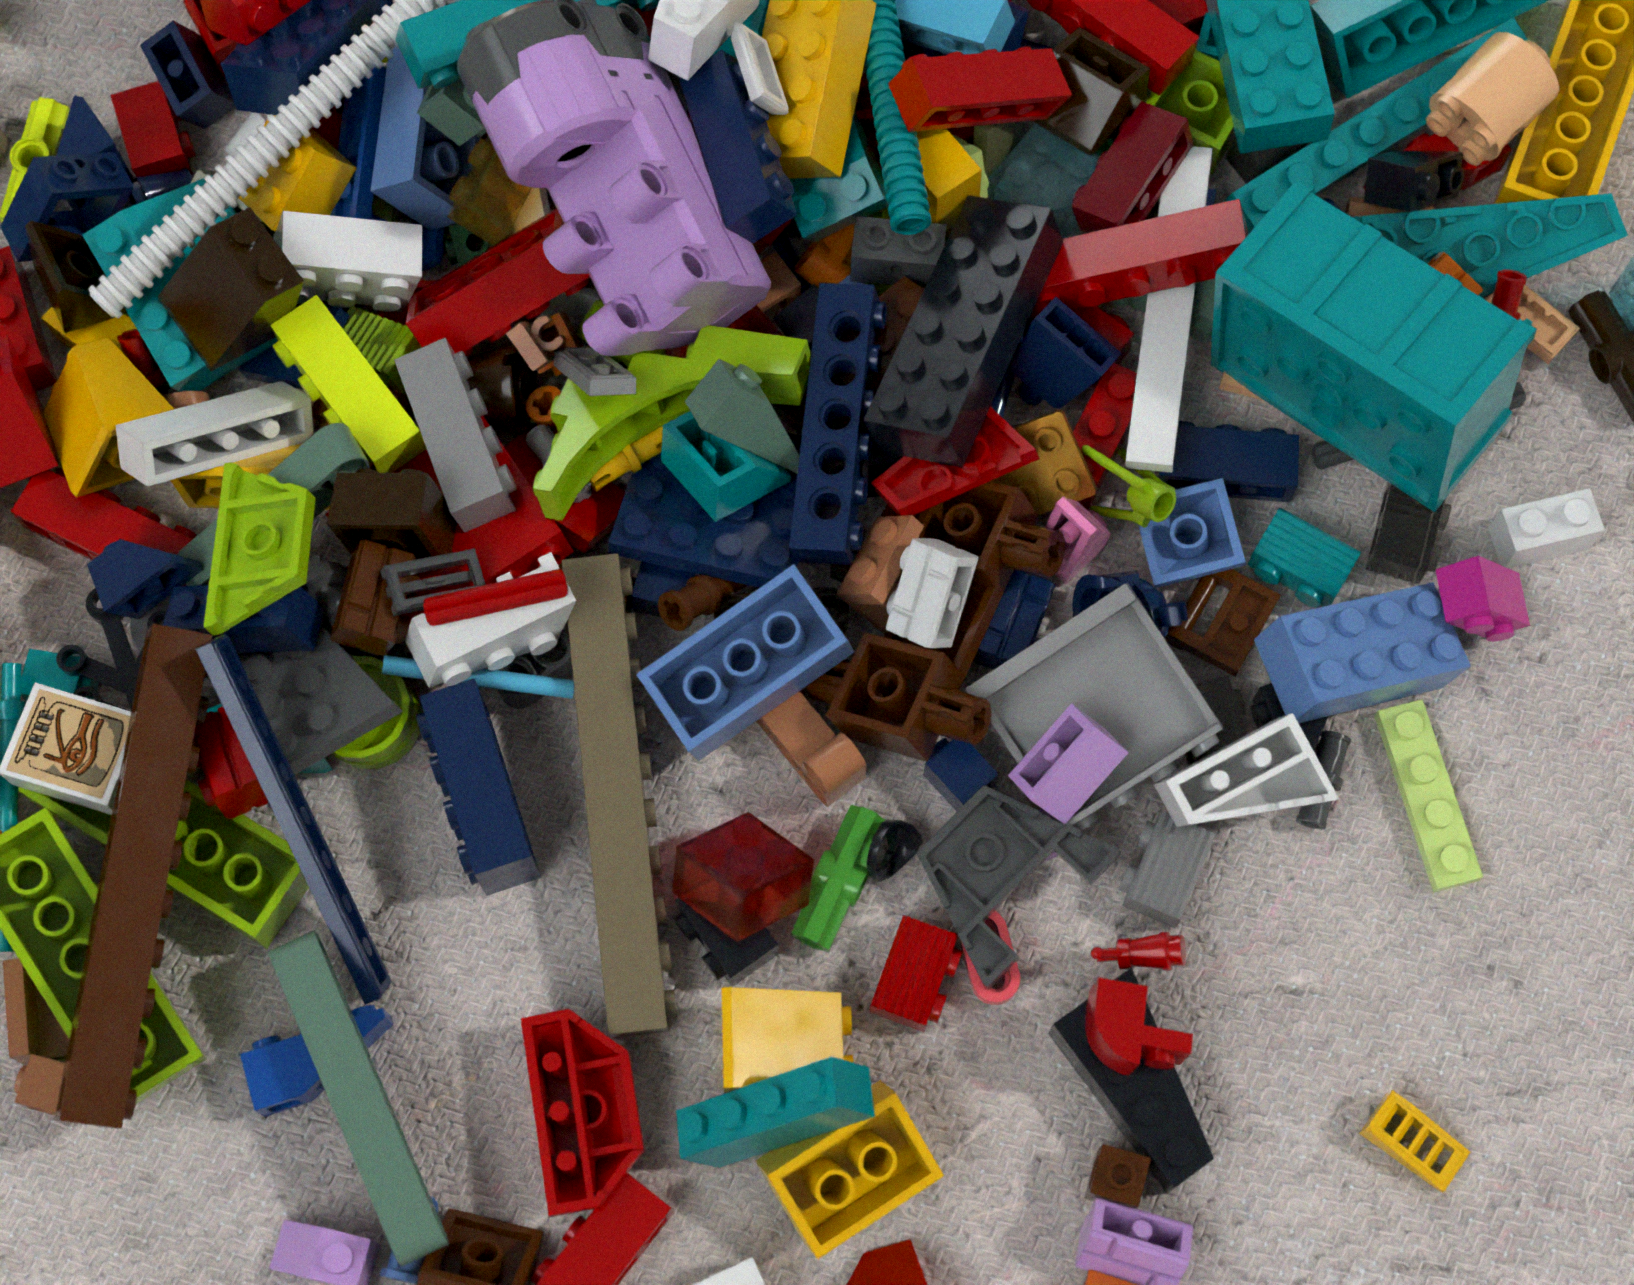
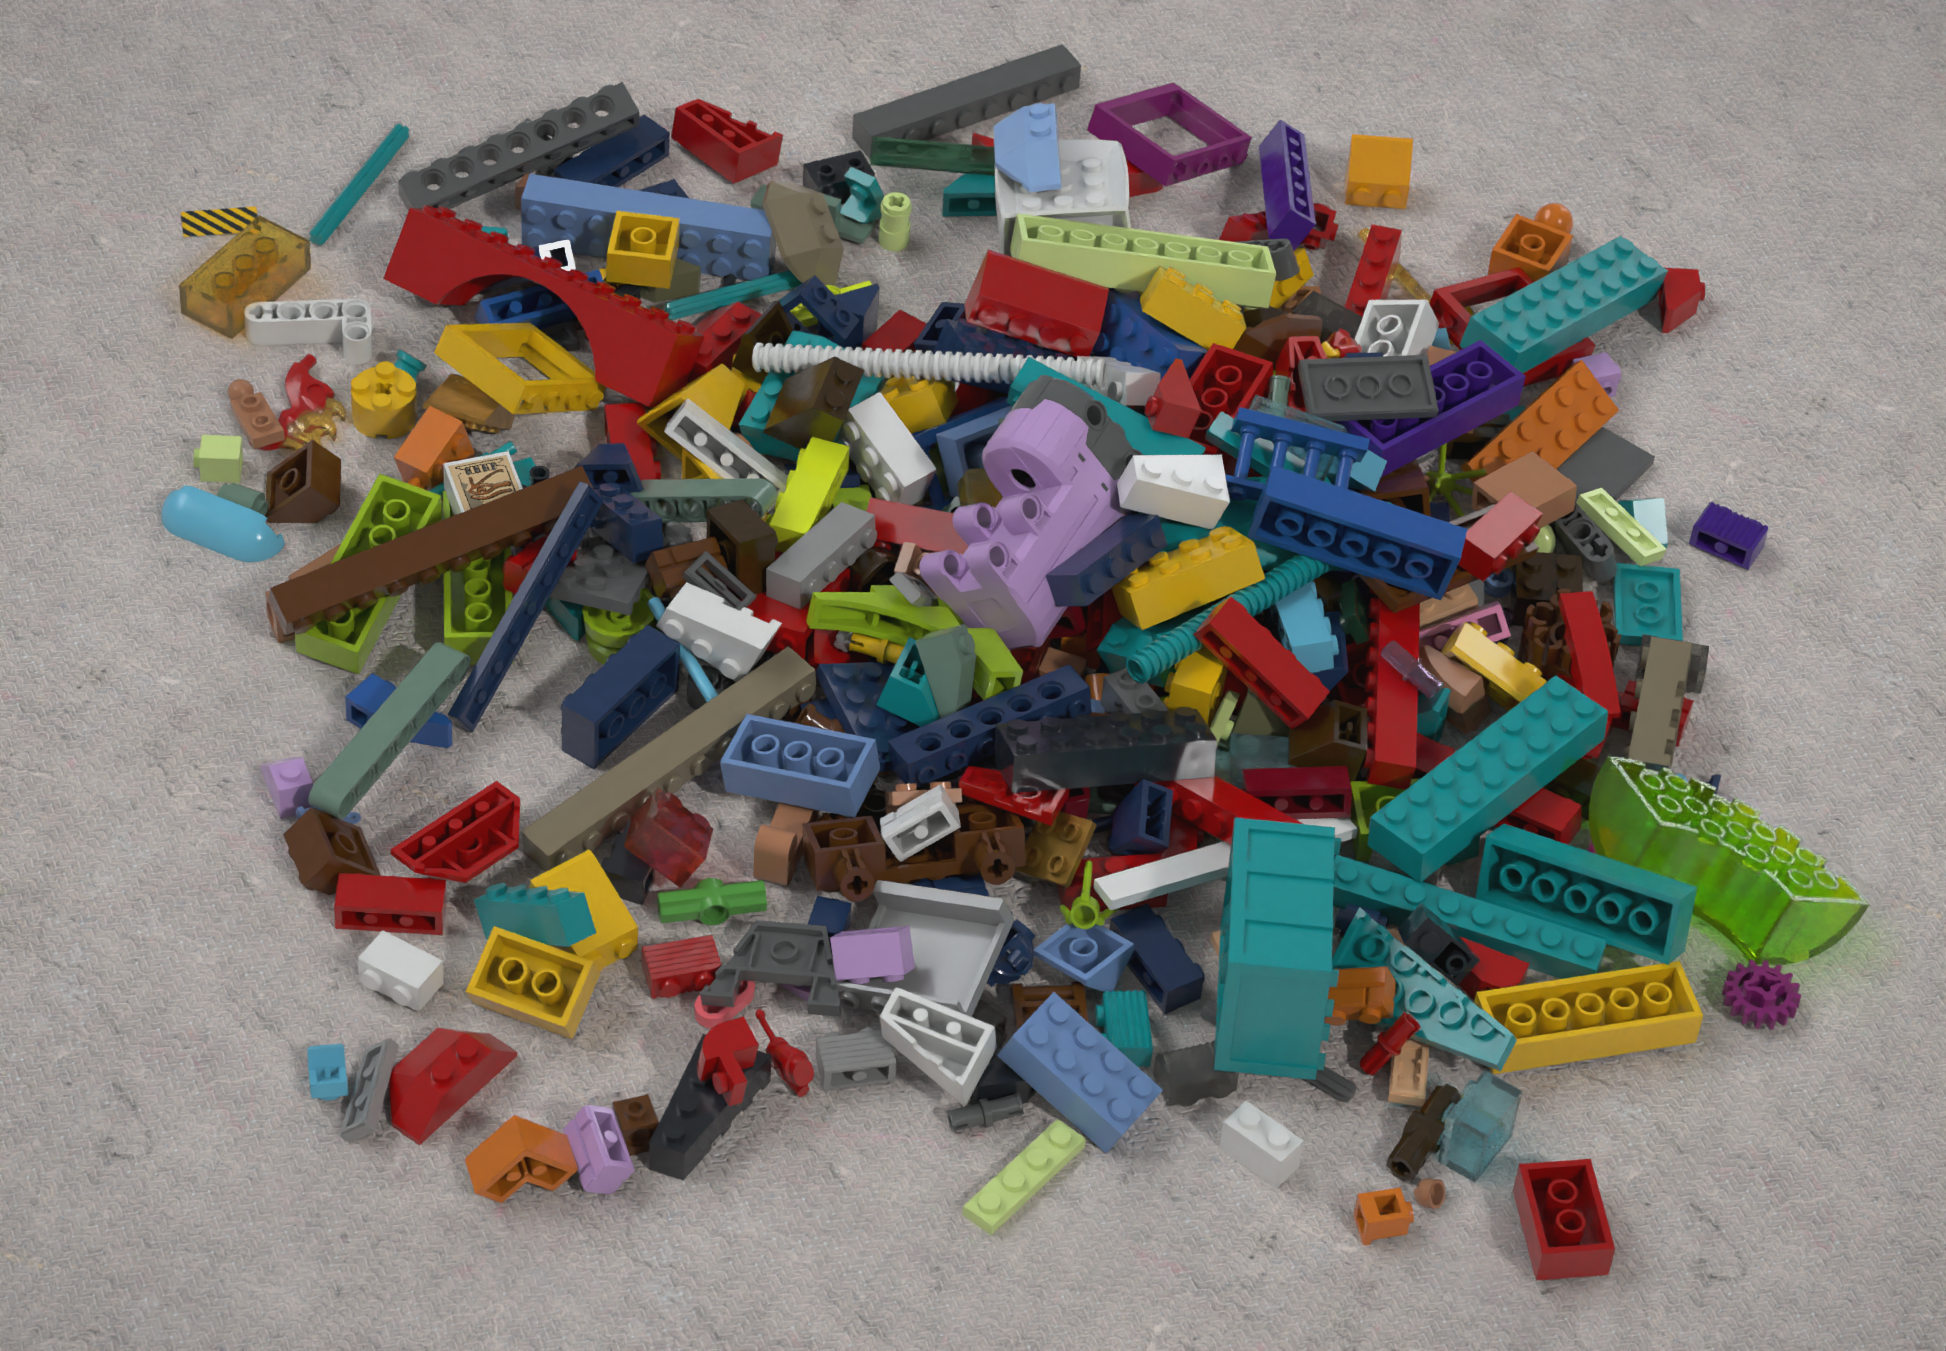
camera: 50 degrees right, 25 degrees down
(257, 546) = (667, 490): lime wing -> none
(495, 597) = (730, 608): red axle -> none
(758, 70) = (1162, 540): white tile -> none
(902, 845) = (743, 926): black piece -> none
(1083, 534) = (1032, 890): bright pink slope -> none
(1375, 1133) = (786, 1249): yellow slope -> none
(1483, 598) = (1176, 1121): dark pink brick -> none
(1493, 96) = (1526, 942): light nougat cylinder -> none

